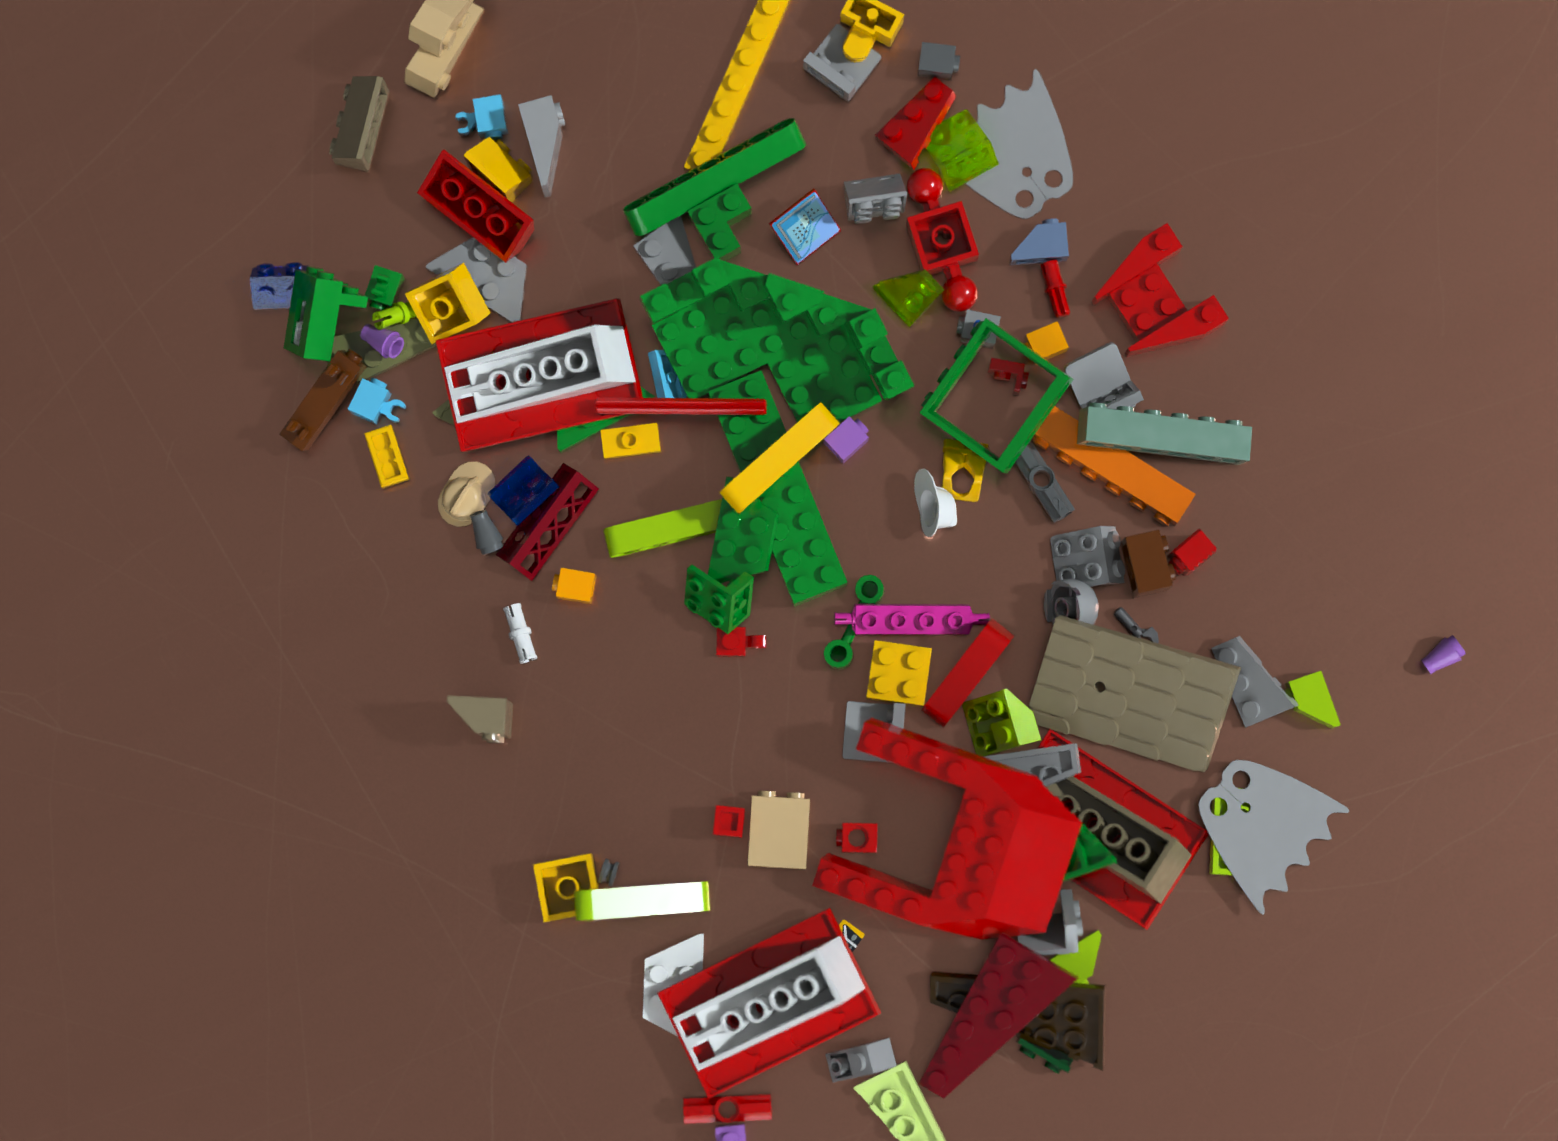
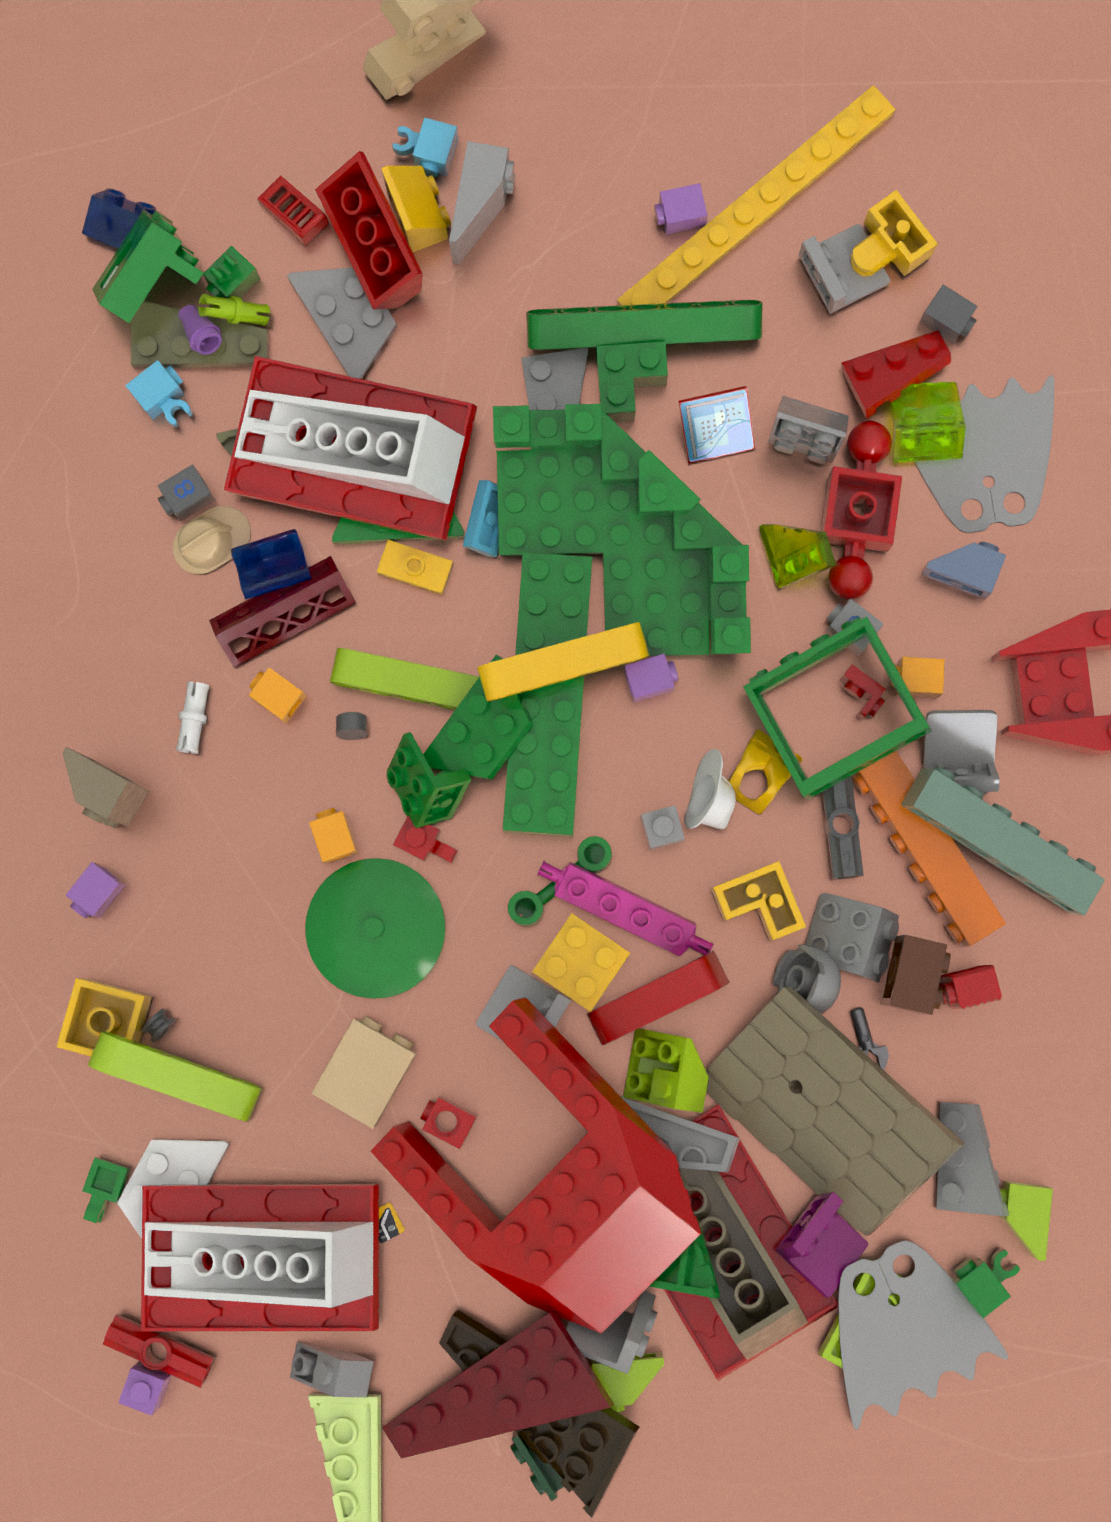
camera: 30 degrees right, 0 degrees up
(323, 399) = (105, 363): reddish brown brick -> none
(359, 122) = (293, 87): dark tan slope -> none
(386, 456) = (144, 457): yellow plate -> none
(426, 222) = (311, 228): none -> red slope
(431, 468) = (185, 493): none -> dark grey brick
(448, 303) = (289, 323): yellow slope -> none
(485, 532) = (208, 591): dark grey cone -> none
(511, 797) = (94, 891): none -> medium lavender brick
(626, 1007) = (105, 1184): none -> green plate
(642, 582) = (351, 725): none -> dark grey piece
(669, 669) = (333, 835): none -> light orange brick
(699, 76) = (681, 209): none -> medium lavender brick
(702, 406) = (484, 553): red axle -> none
(729, 821) = (315, 1034): red brick -> none
(733, 723) = (375, 928): none -> green dish
(910, 546) = (662, 827): none -> light grey brick
(1010, 556) = (768, 893): none -> yellow brick
(1055, 288) = (959, 622): red axle -> none
(1174, 792) = (822, 1244): none -> magenta bracket
(1305, 765) = (983, 1284): none -> green brick

